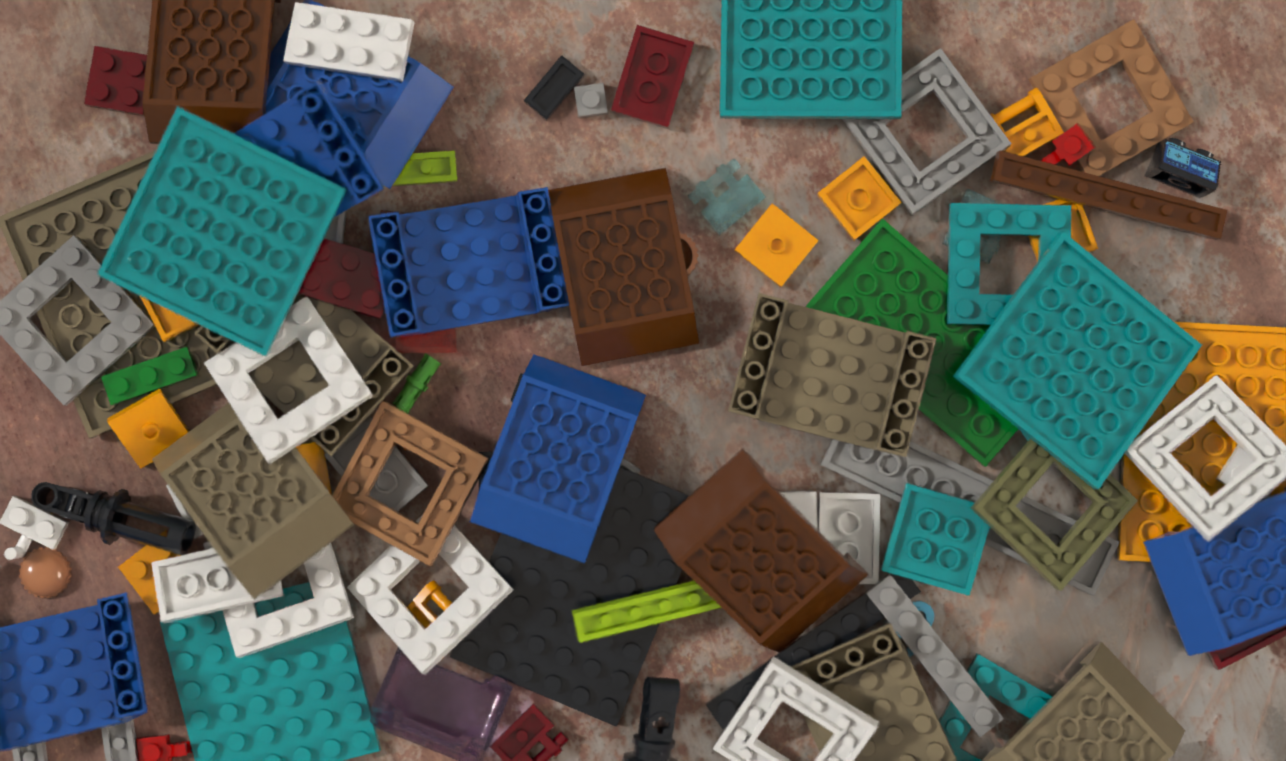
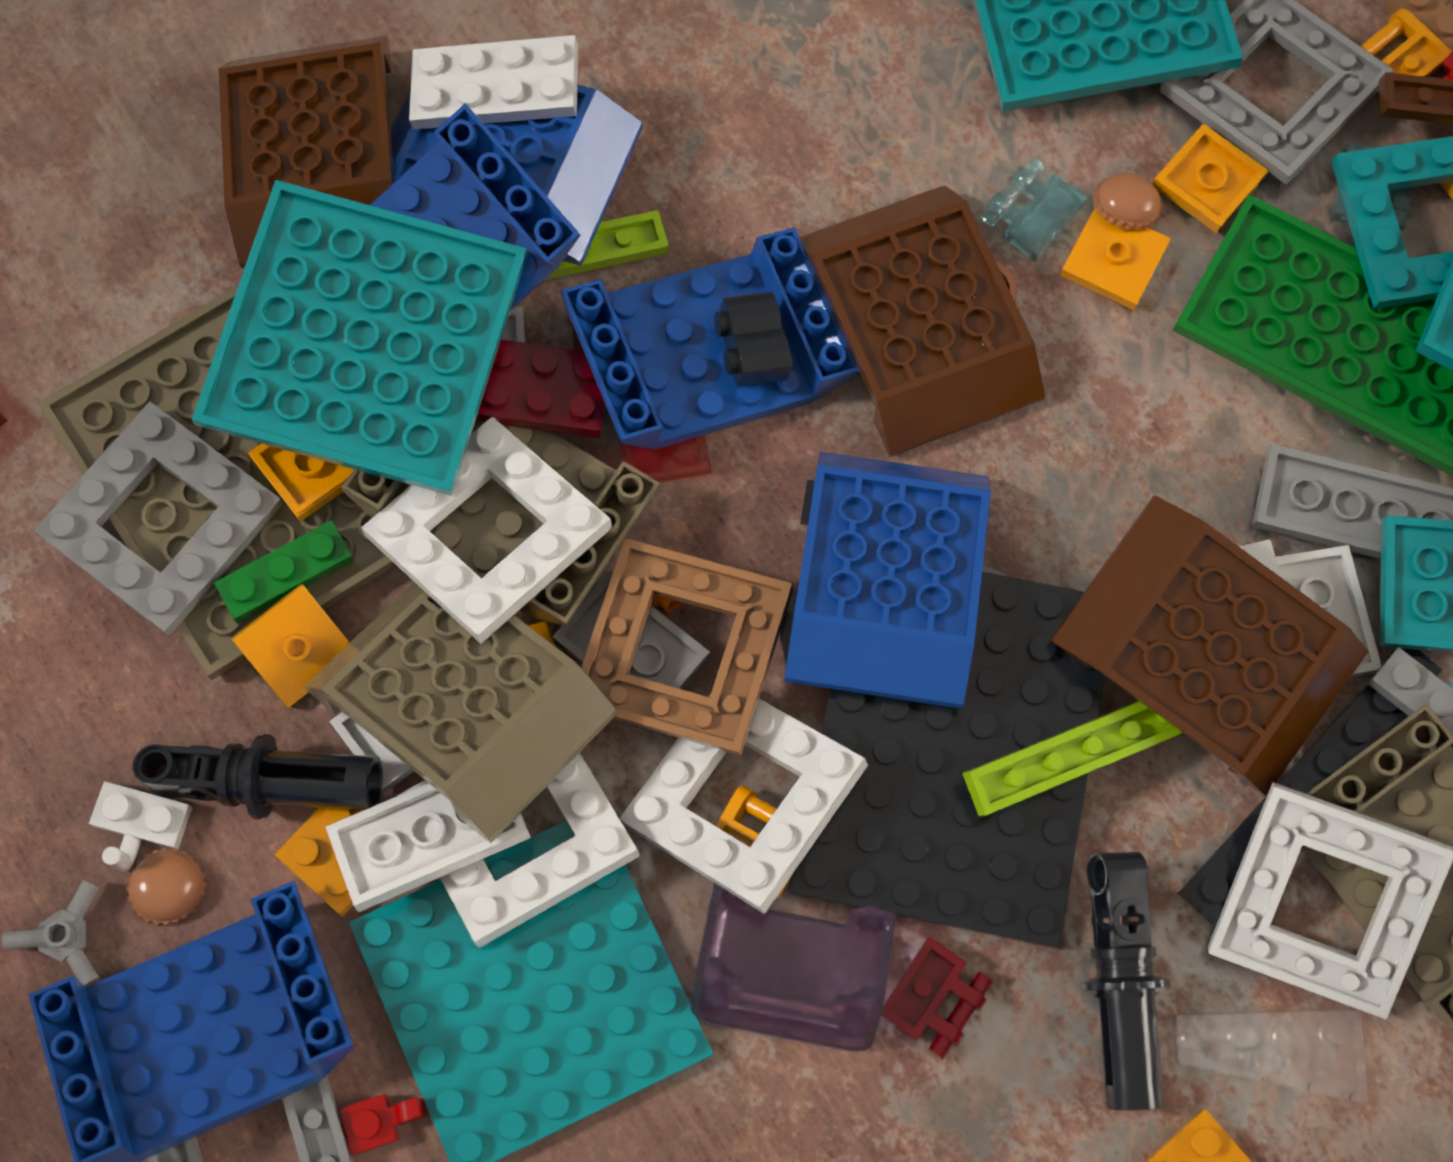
camera: 15 degrees left, 15 degrees down
(116, 81) = (185, 208): dark red plate -> none
(416, 383) = (667, 513): bright green pin -> none
(499, 270) = (754, 339): none -> black brick
(554, 88) = (773, 118): black tile -> none
(591, 100) = (825, 124): light grey plate -> none
(652, 76) = (900, 80): dark red plate -> none
(794, 206) = (1128, 201): none -> nougat hat
(832, 376) = (1246, 397): dark tan slope -> none

